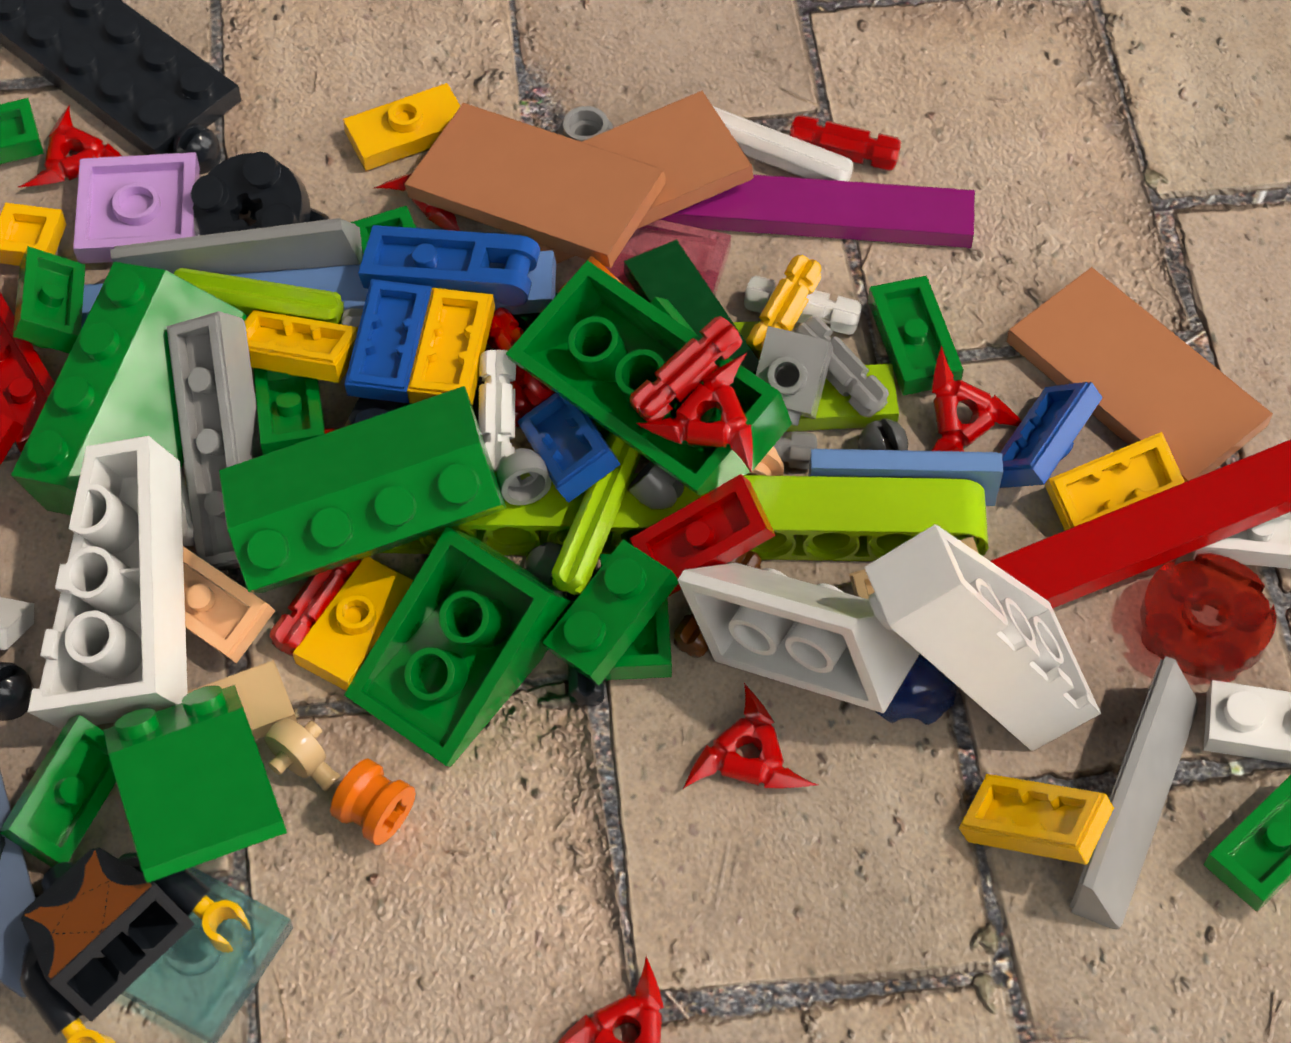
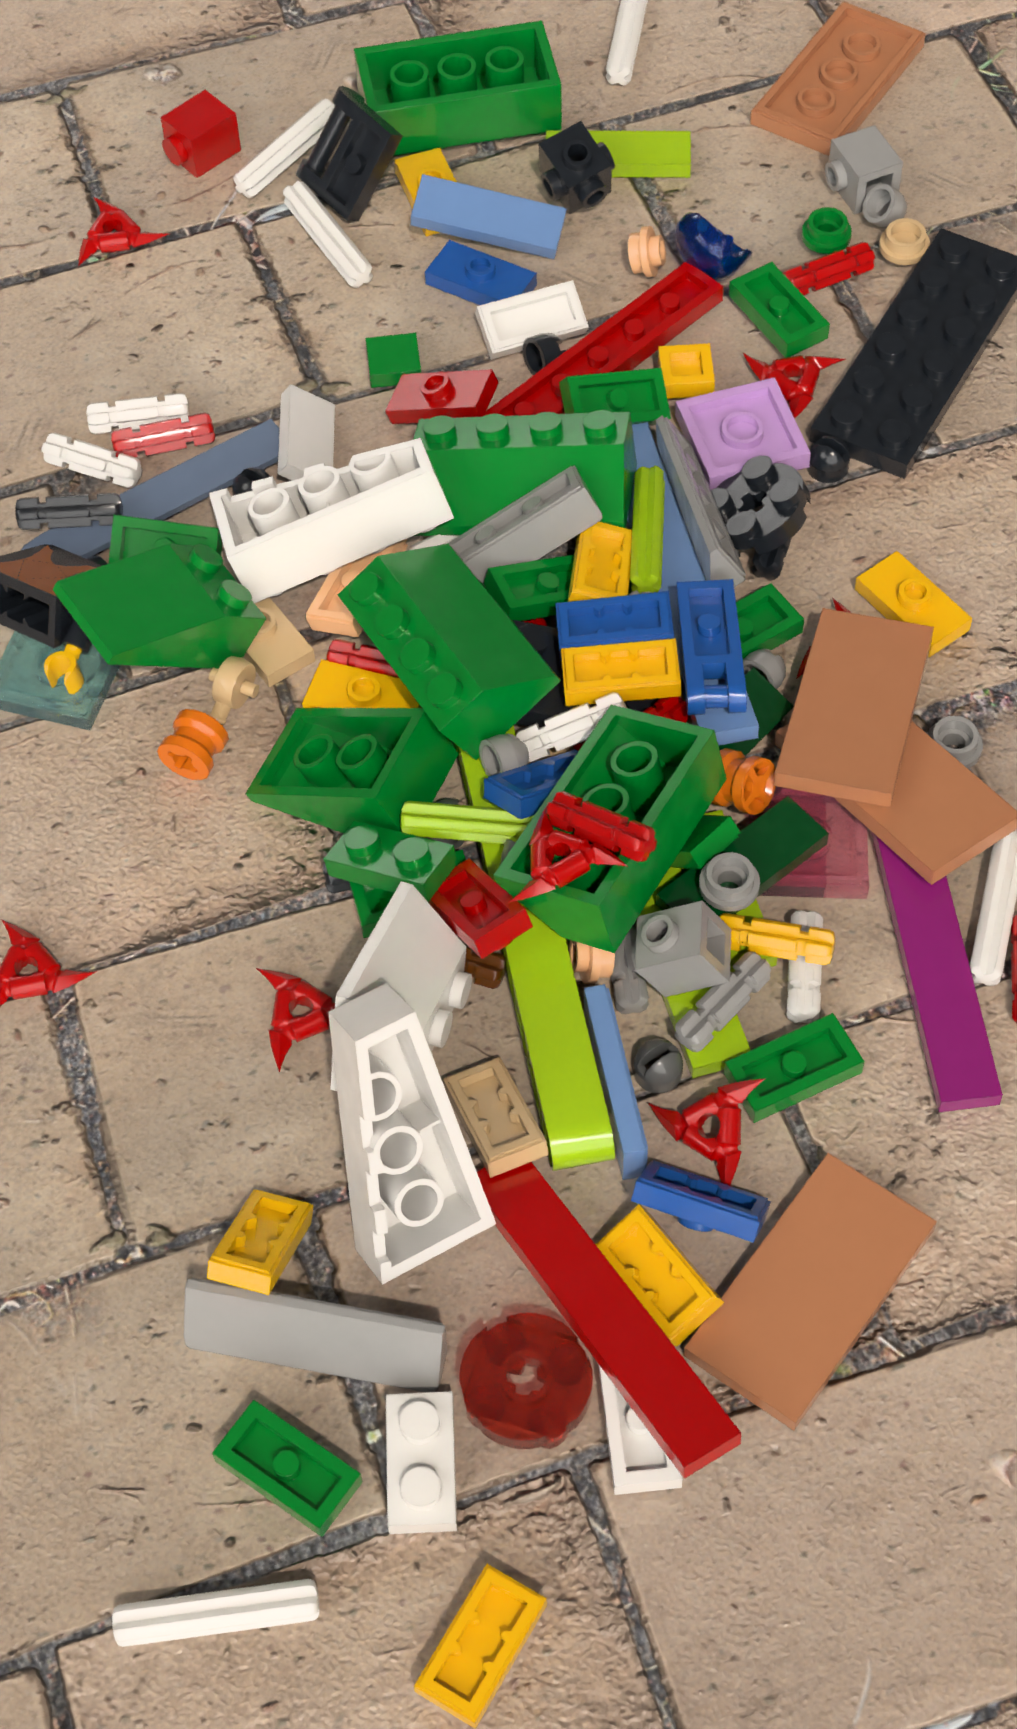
camera: 80 degrees right, 0 degrees up
(729, 306) = (729, 868): none -> light grey plate

